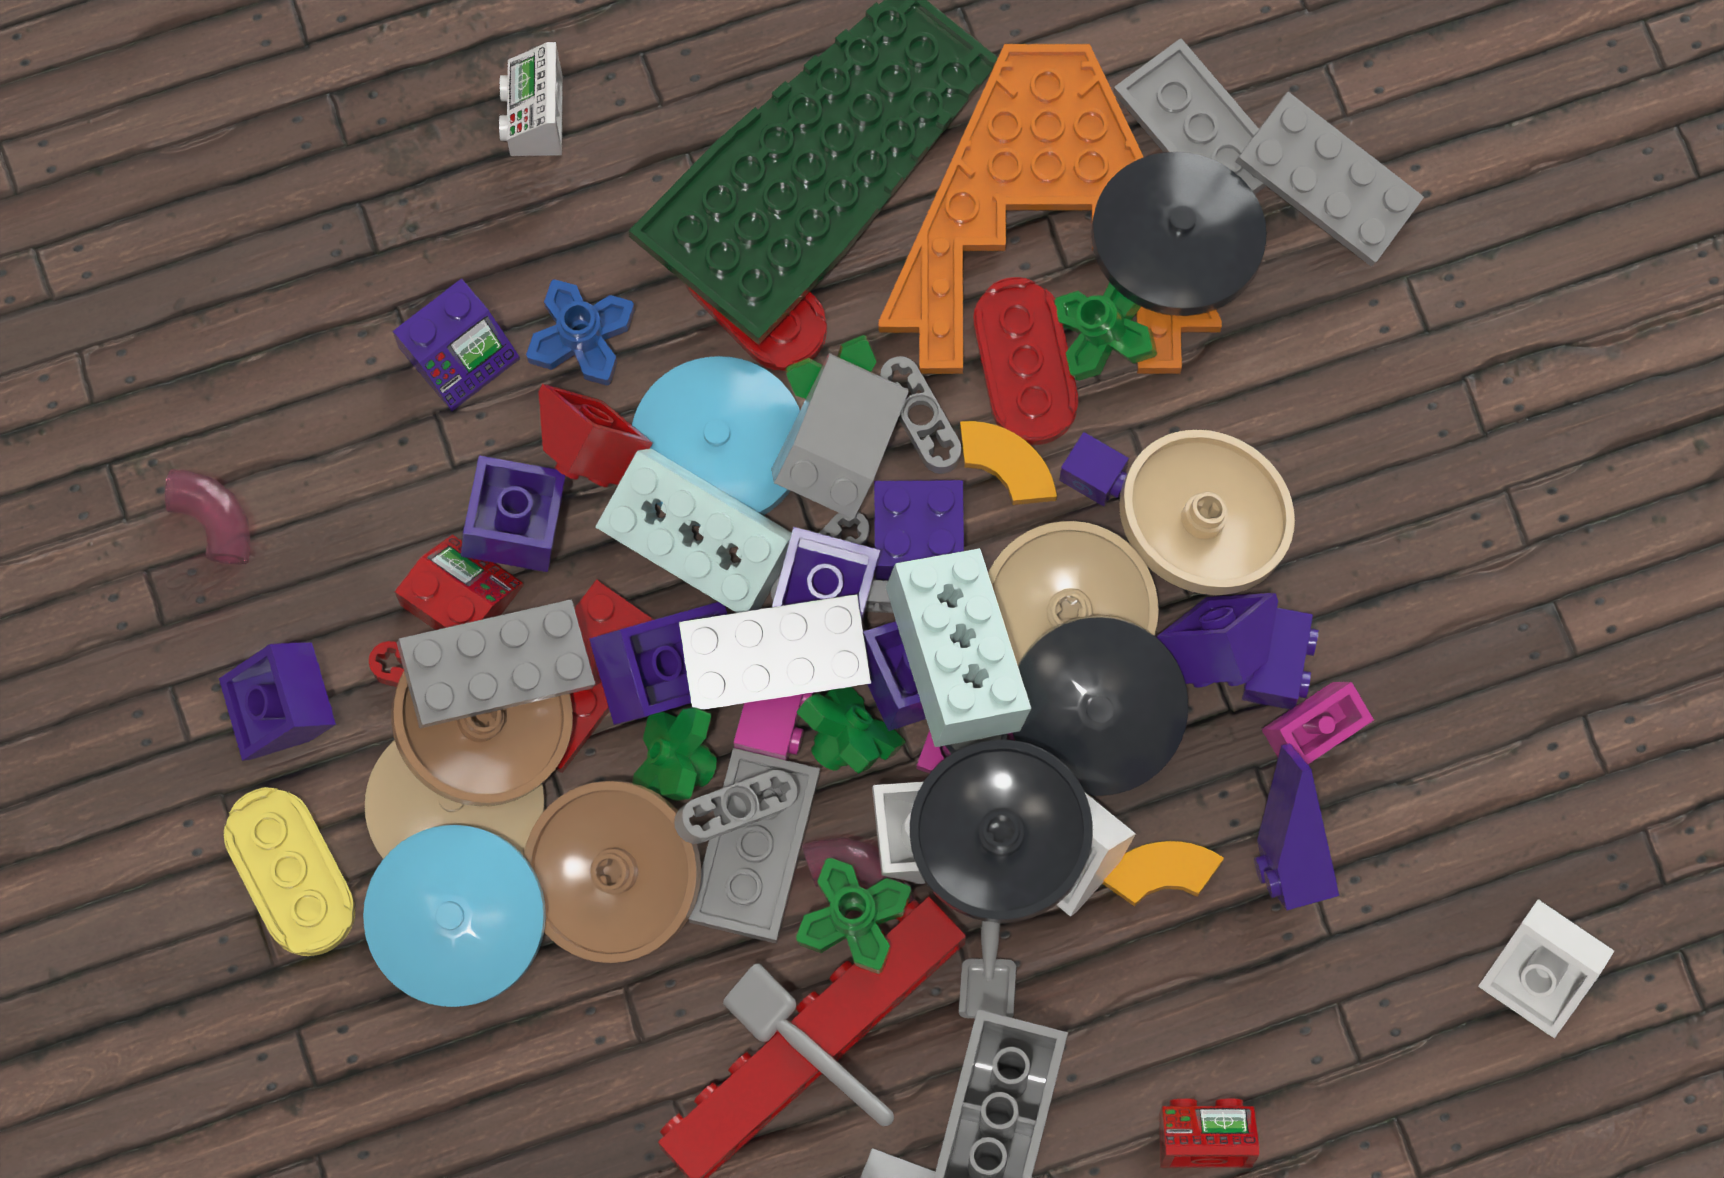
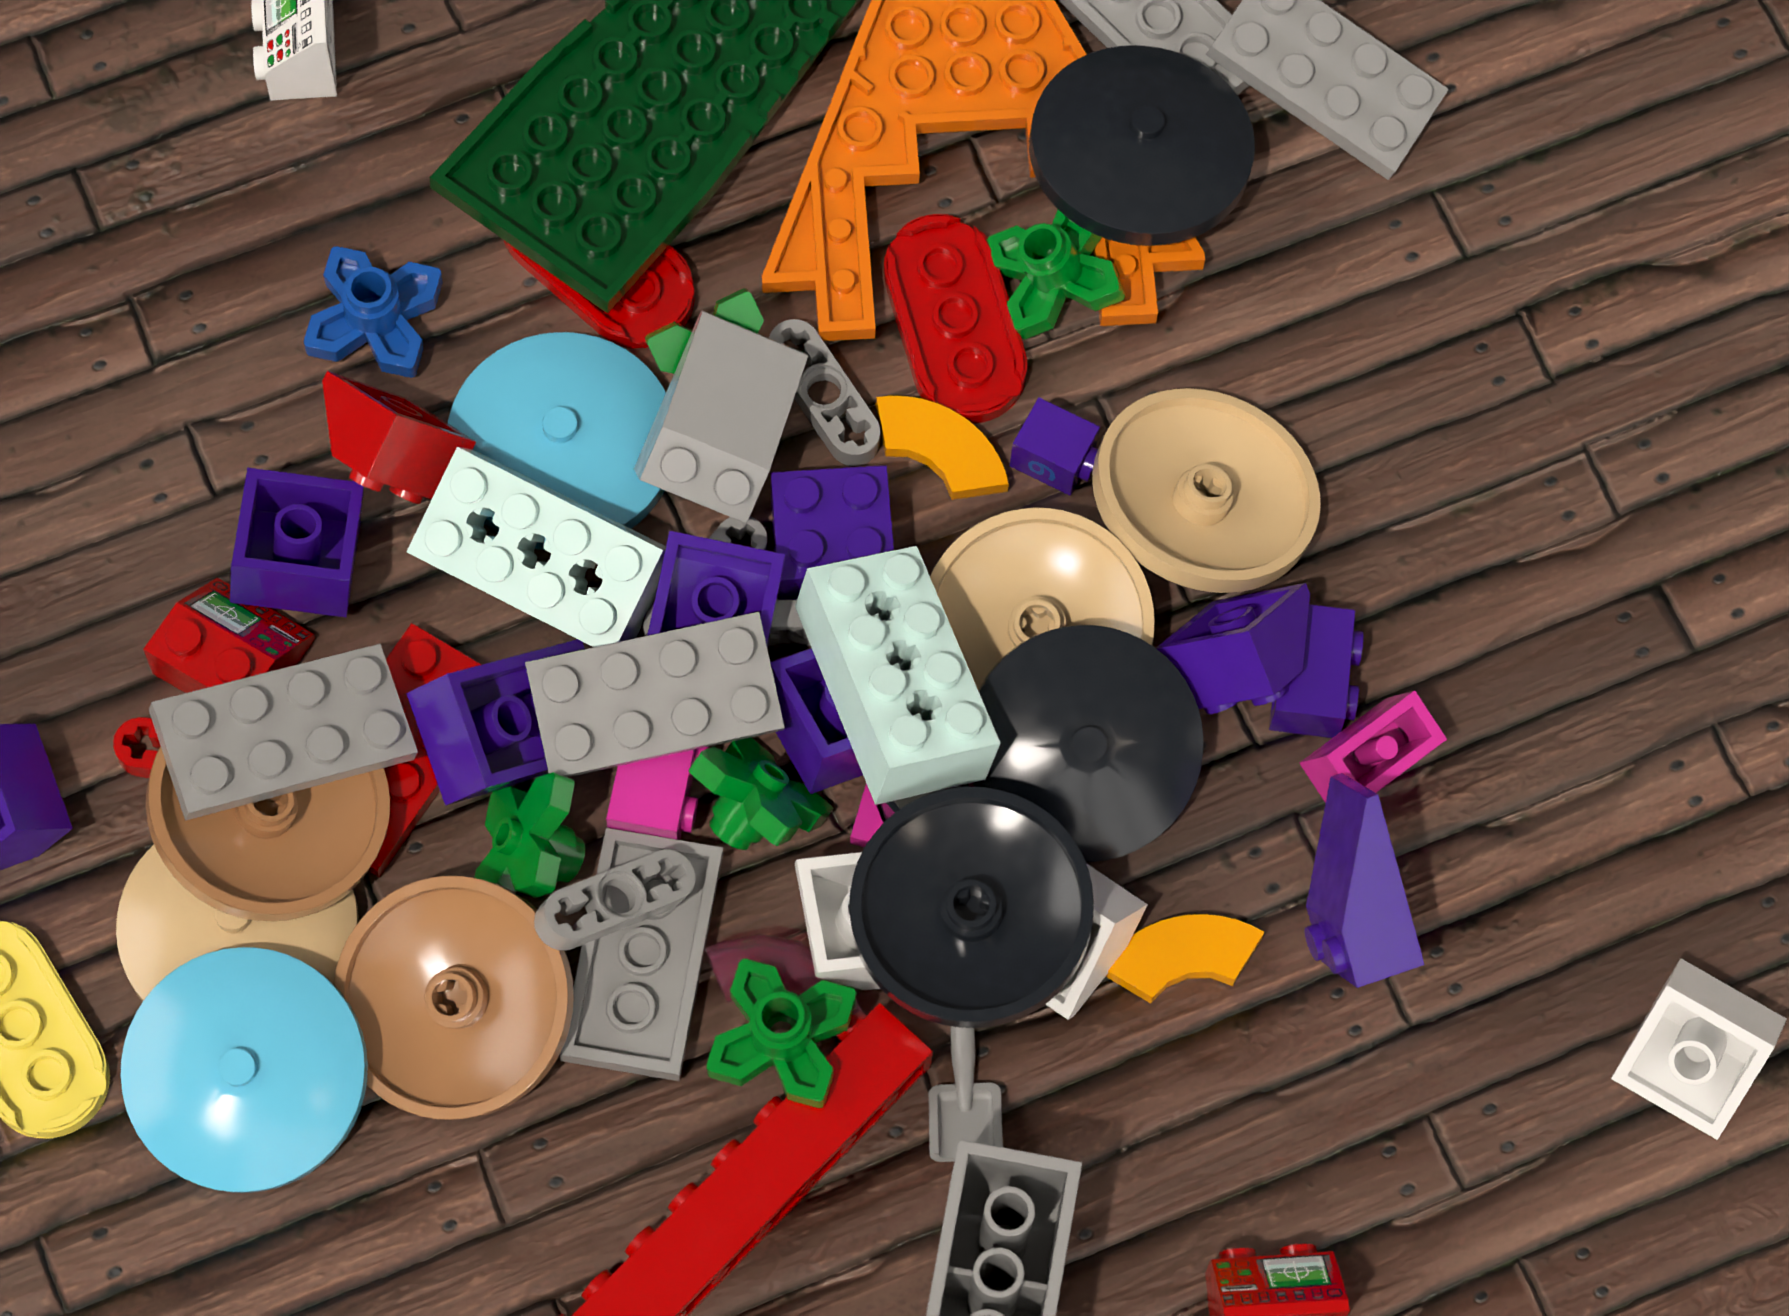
camera: 10 degrees left, 5 degrees down
(455, 344) = (209, 335): dark purple slope -> none
(763, 1009) = (669, 1164): light grey piece -> none

